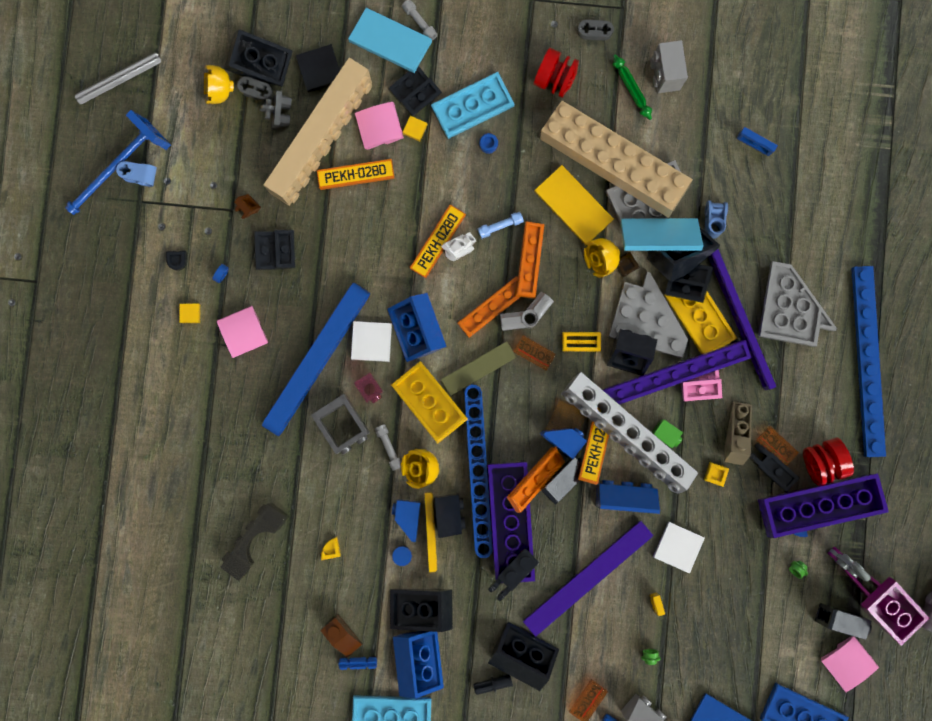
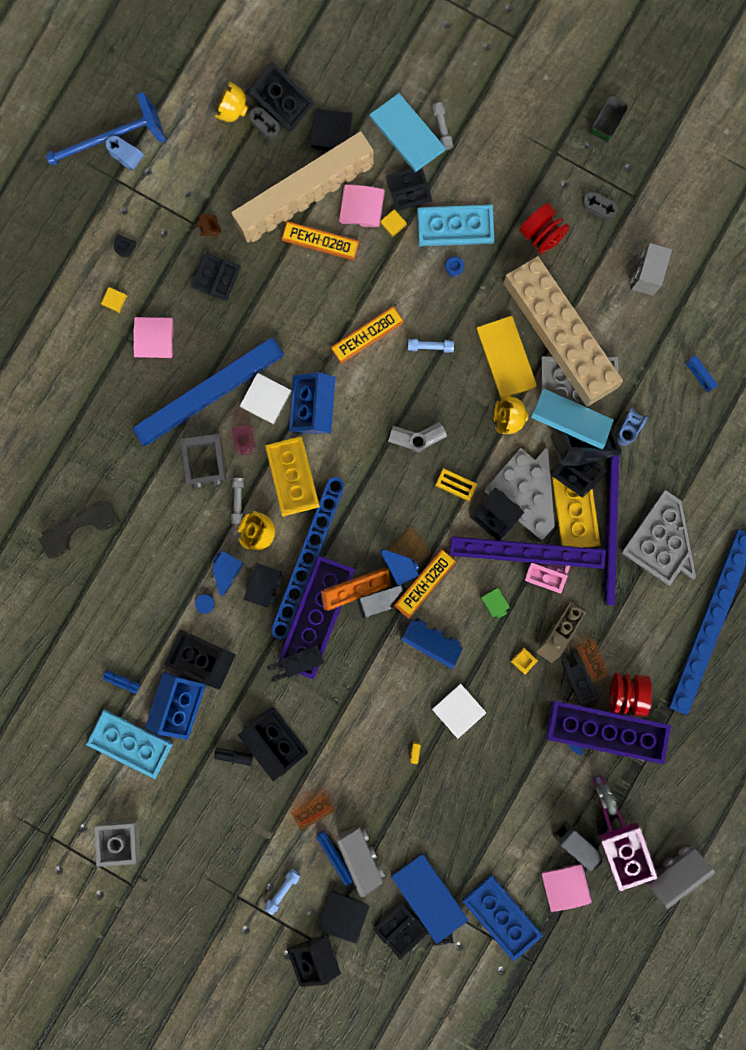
camera: 30 degrees right, 0 degrees up
(118, 78) = (145, 59): light grey axle -> none
(220, 273) = (157, 276): blue tile -> none
(279, 102) = (280, 145): dark grey hips -> none
(331, 549) = (144, 569): yellow tile -> none
(341, 636) = (117, 650): reddish brown slope -> none
(430, 524) = (240, 593): yellow tile -> none
(459, 246) = (383, 347): white hips -> none
(478, 368) = (351, 466): olive tile -> none
(490, 308) = (389, 416): orange tile -> none
(530, 260) = (443, 389): orange tile -> none
(534, 353) = (408, 475): clear orange tile -> none
(588, 578) = (363, 701): dark purple tile -> none
(627, 264) = (530, 433): dark brown tile -> none
(632, 87) = (610, 277): green wheel -> none
(639, 434) = (469, 591): light grey brick -> none
(650, 656) = (387, 797): bright green plate -> none
(798, 569) = (559, 780): bright green plate -> none

